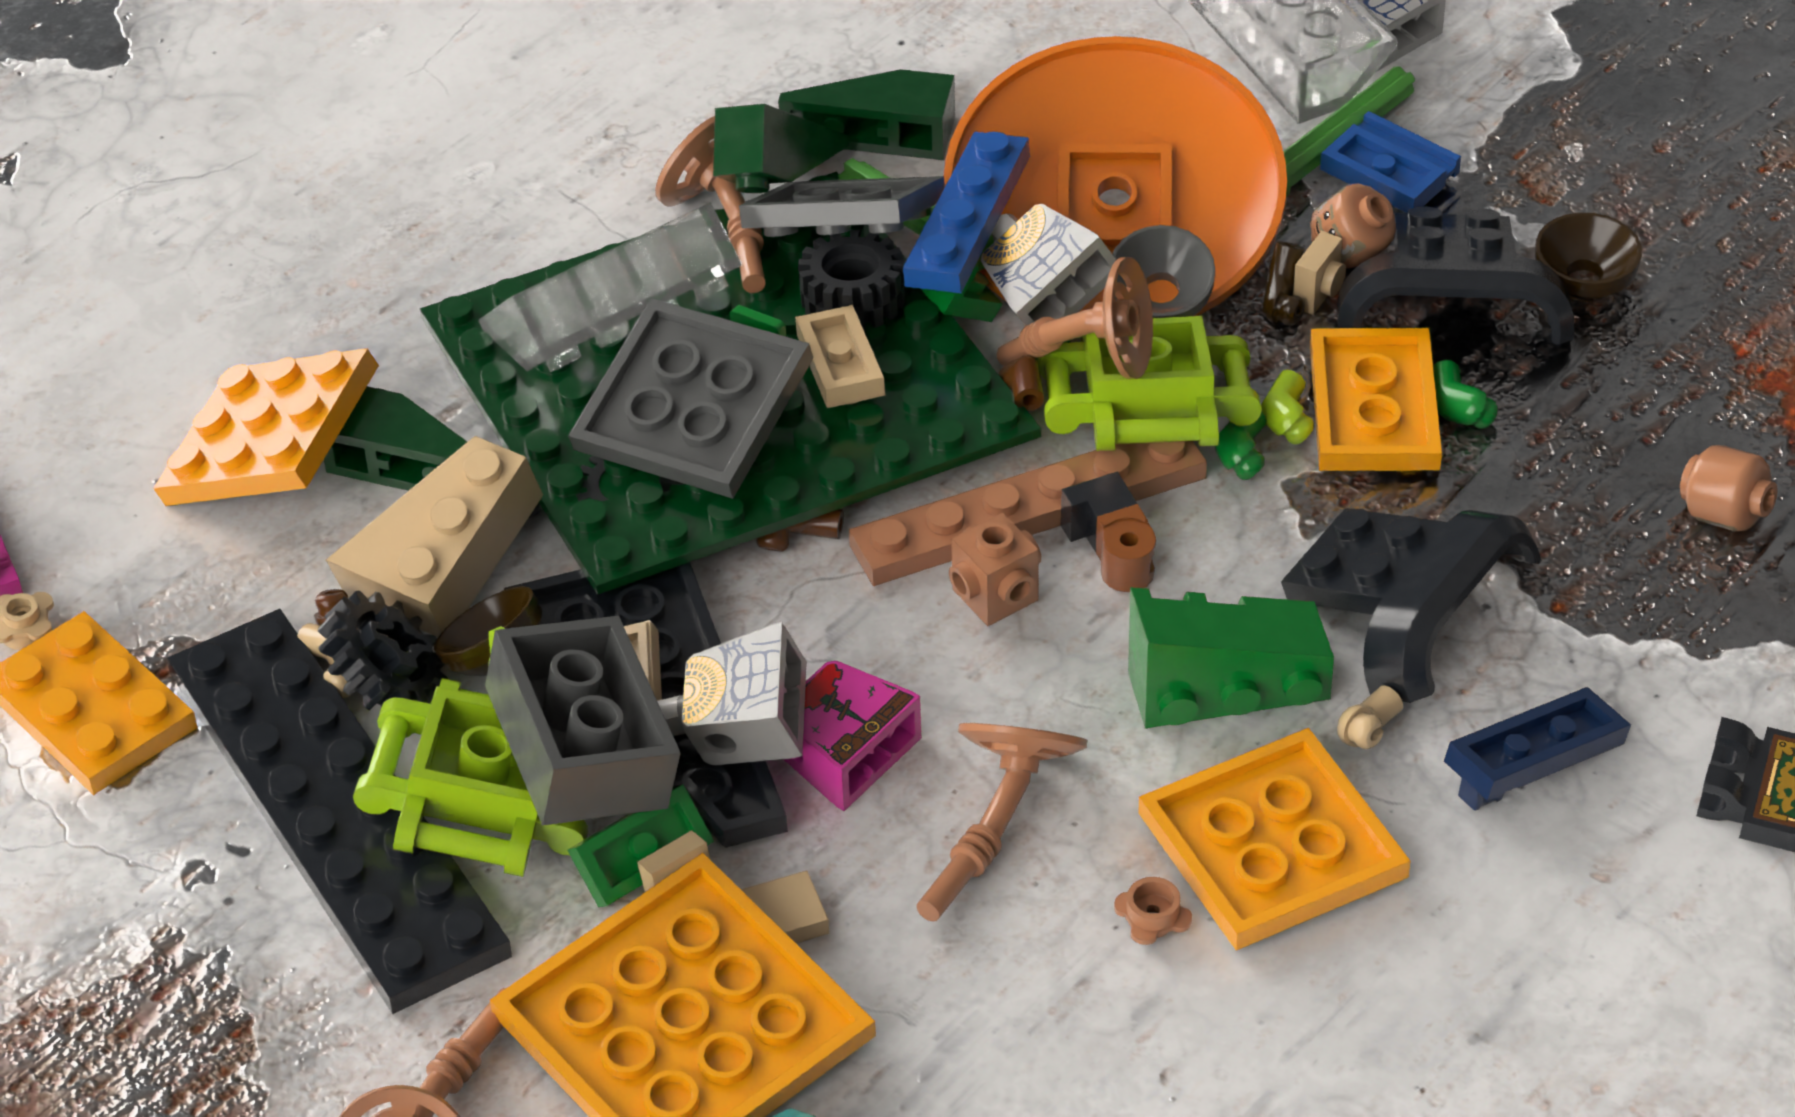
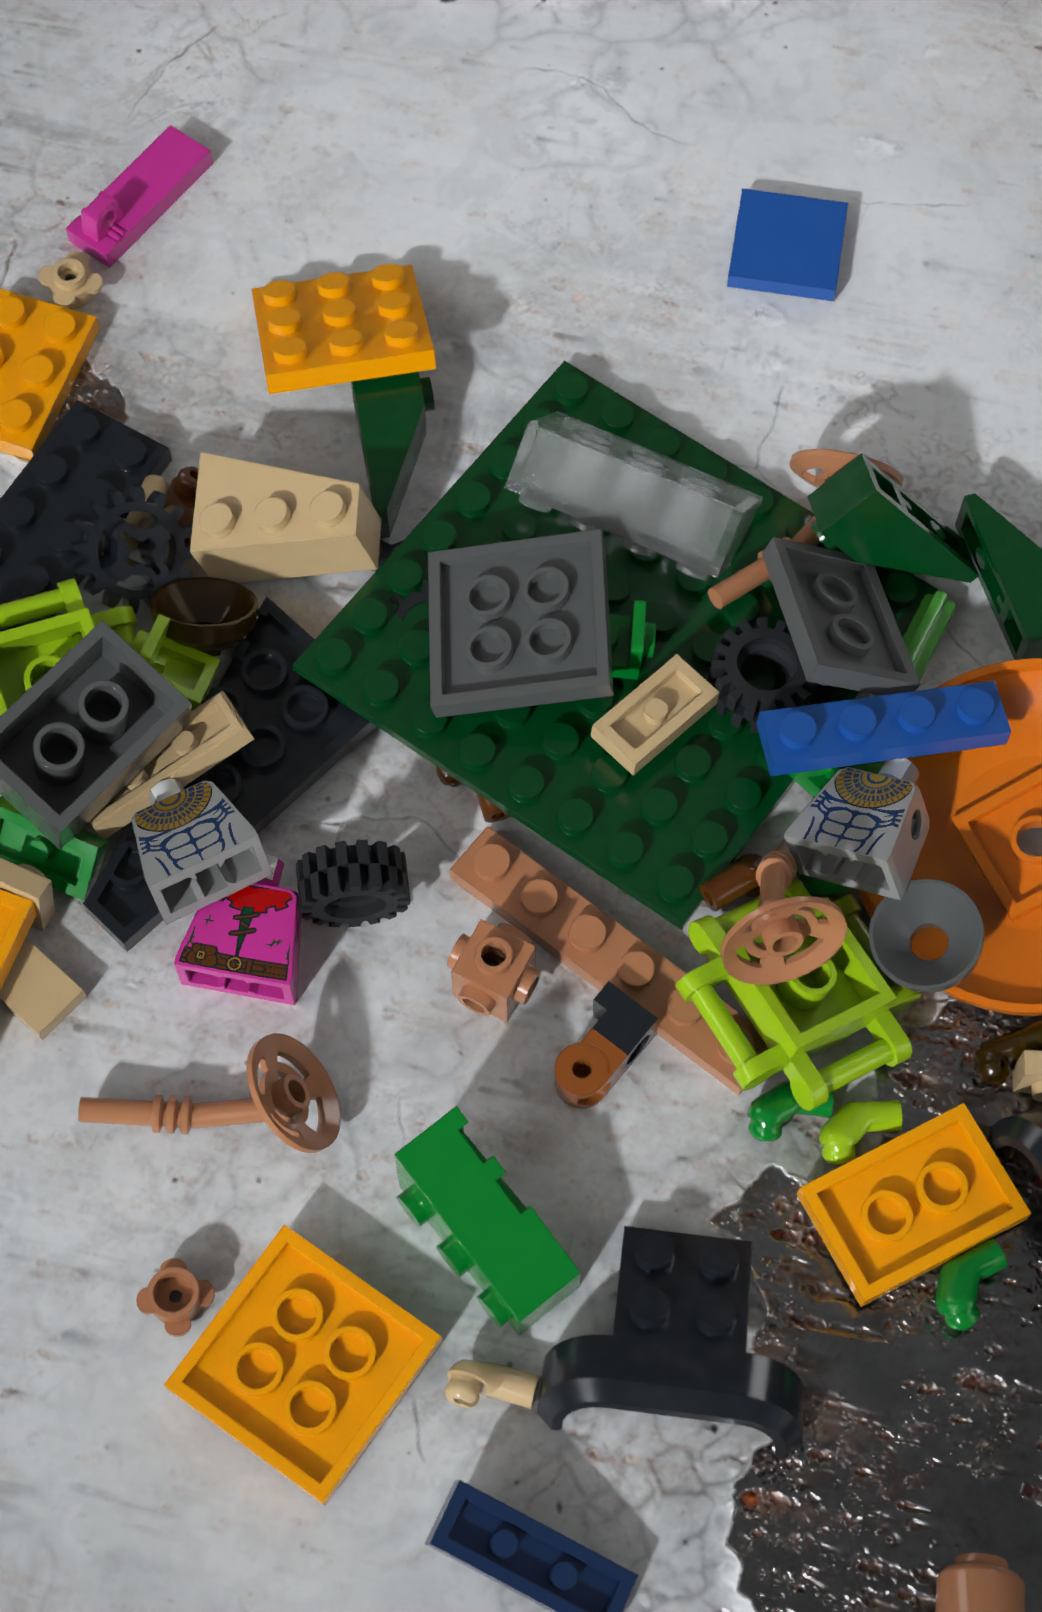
camera: 60 degrees right, 20 degrees up
(424, 126) = (787, 244): none -> blue tile
(850, 617) = (352, 883): none -> black tyre

